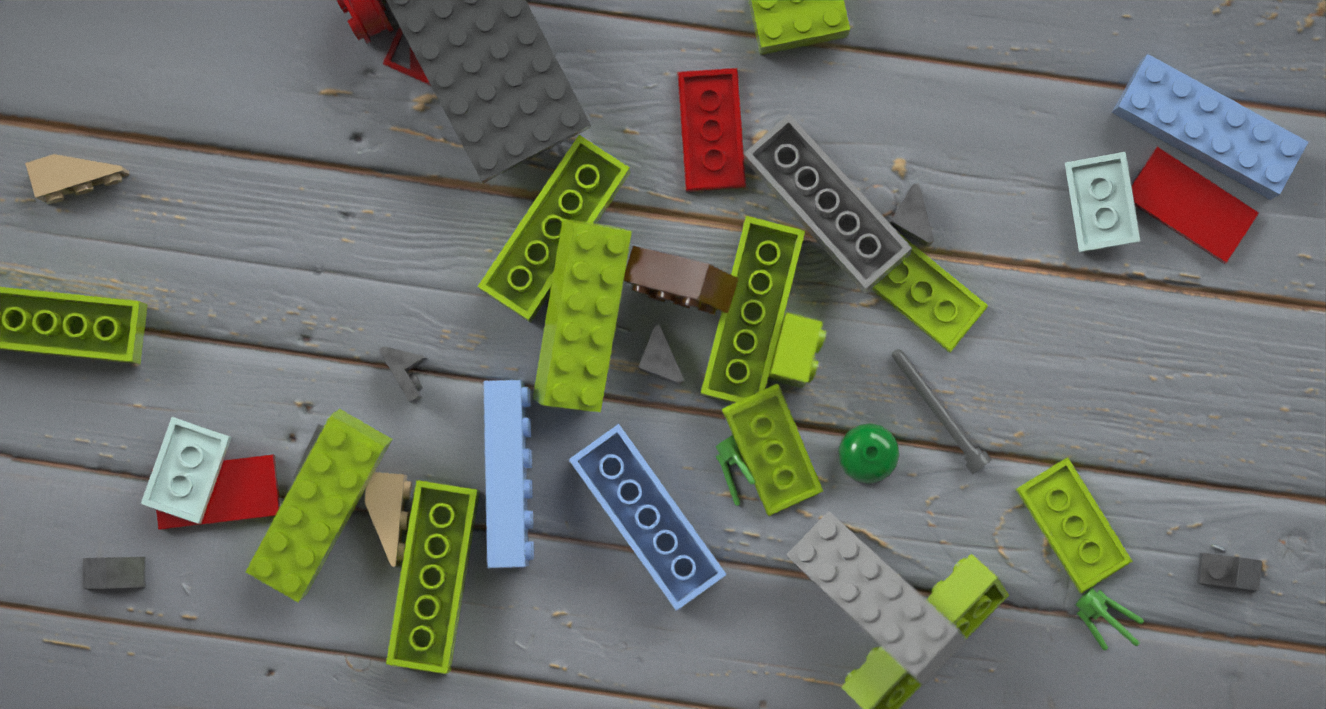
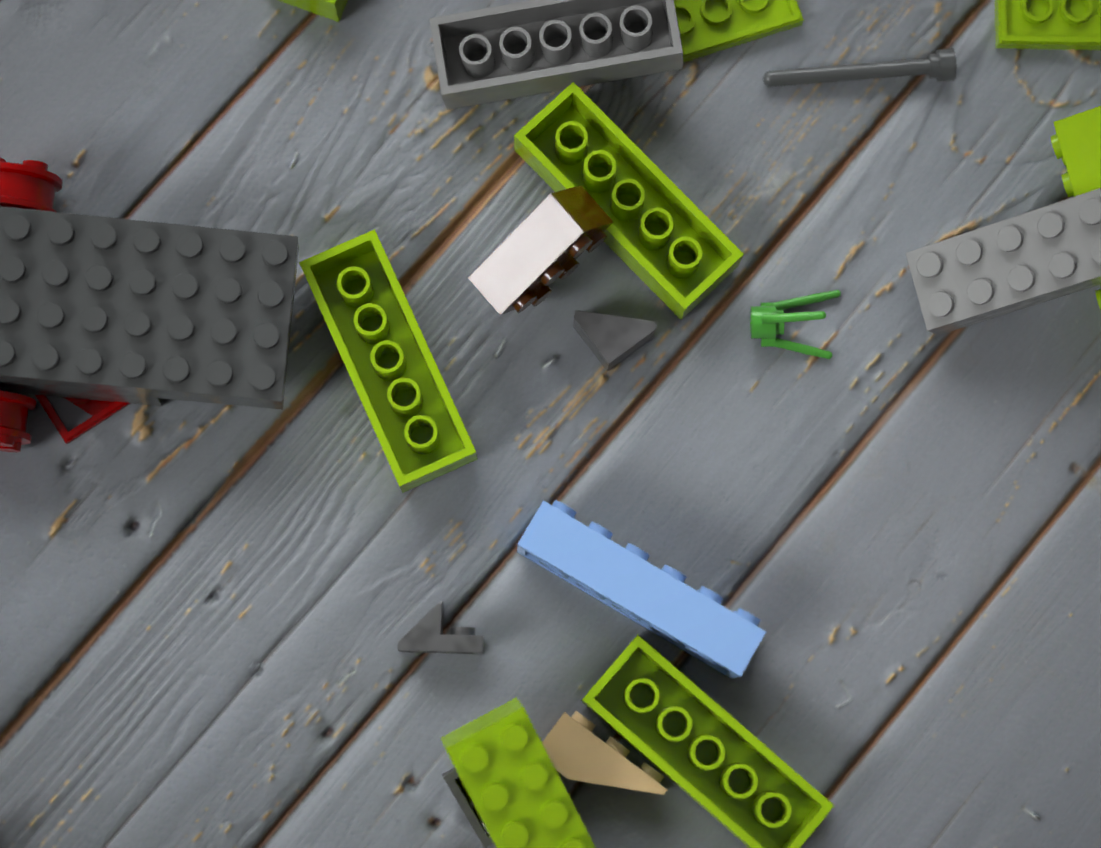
camera: 65 degrees left, 5 degrees down
(581, 315) = (510, 387): lime brick -> none
(647, 517) = (788, 460): light blue brick -> none
(711, 130) = (388, 123): red tile -> none
(772, 449) = (796, 271): lime tile -> none
(795, 350) = (707, 167): lime brick -> none
(868, 453) = (862, 175): green cylinder -> none

